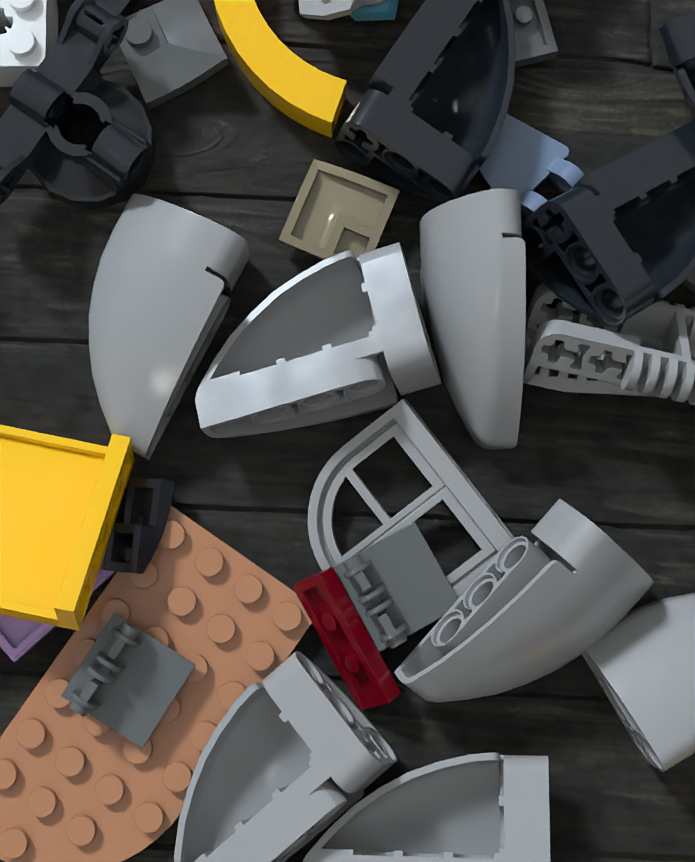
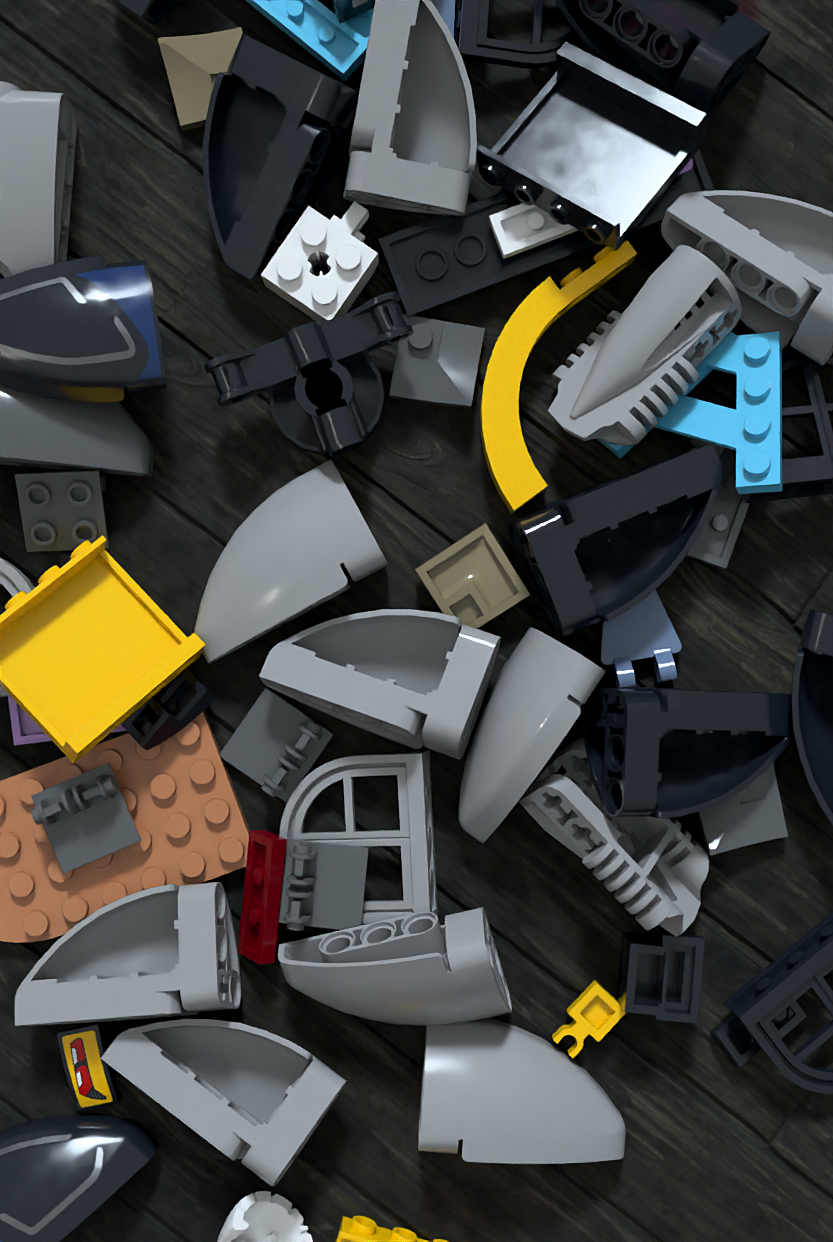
camera: 45 degrees right, 5 degrees up
(261, 490) = (276, 745): none -> dark grey hinge

